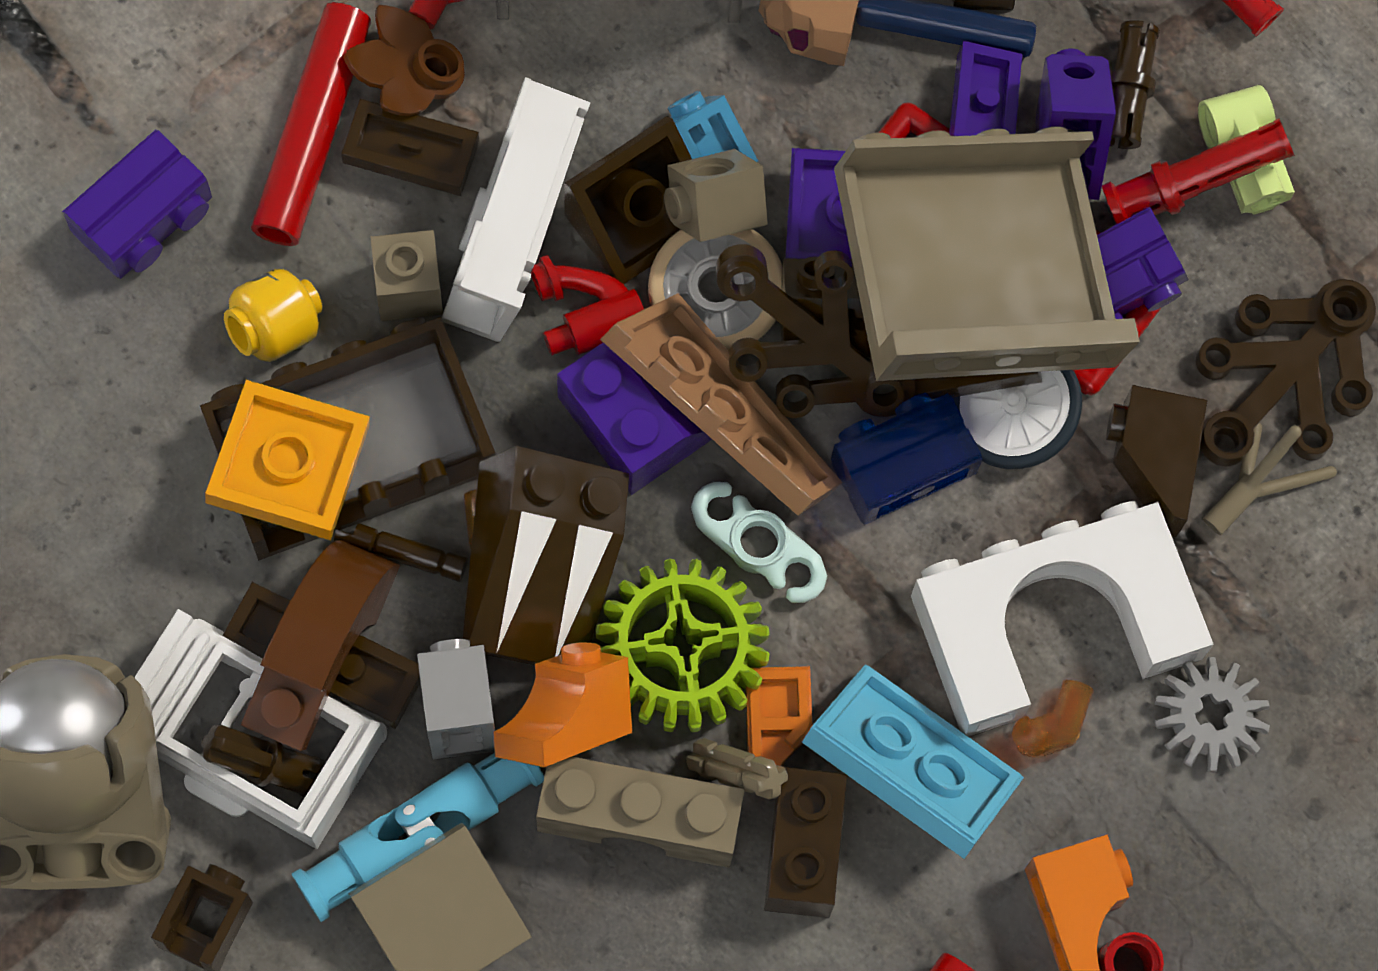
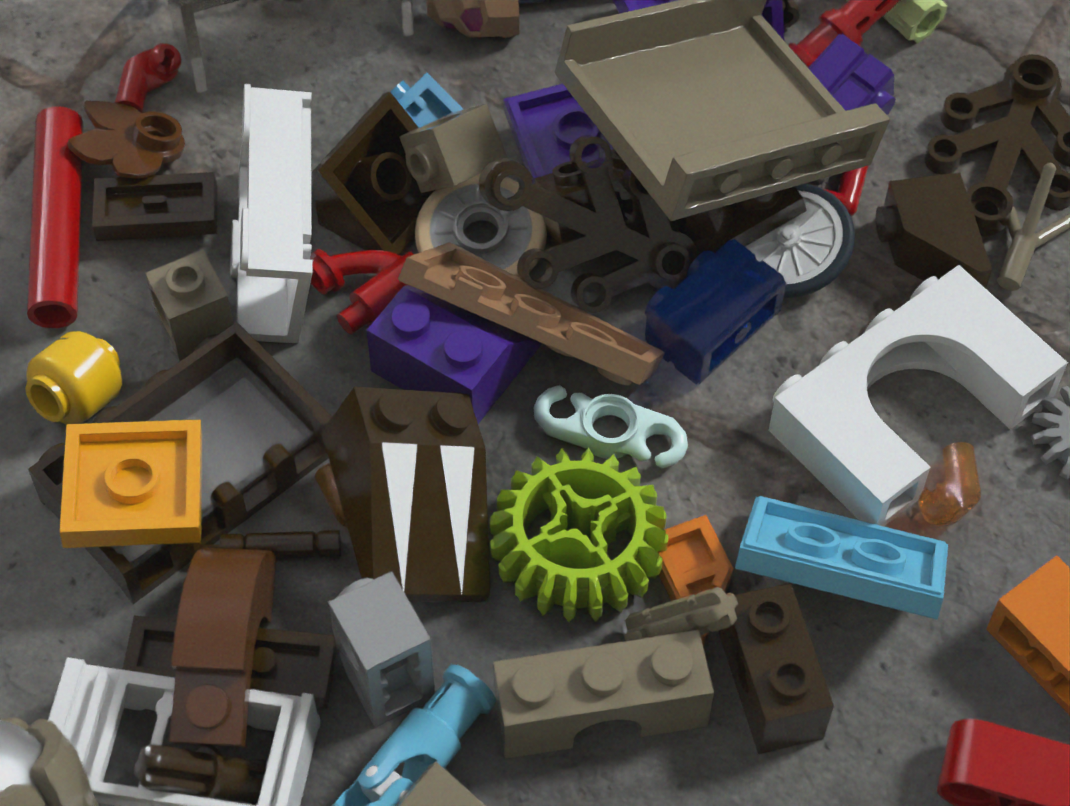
camera: 15 degrees left, 15 degrees down
(573, 707) = (496, 612): orange arch -> none

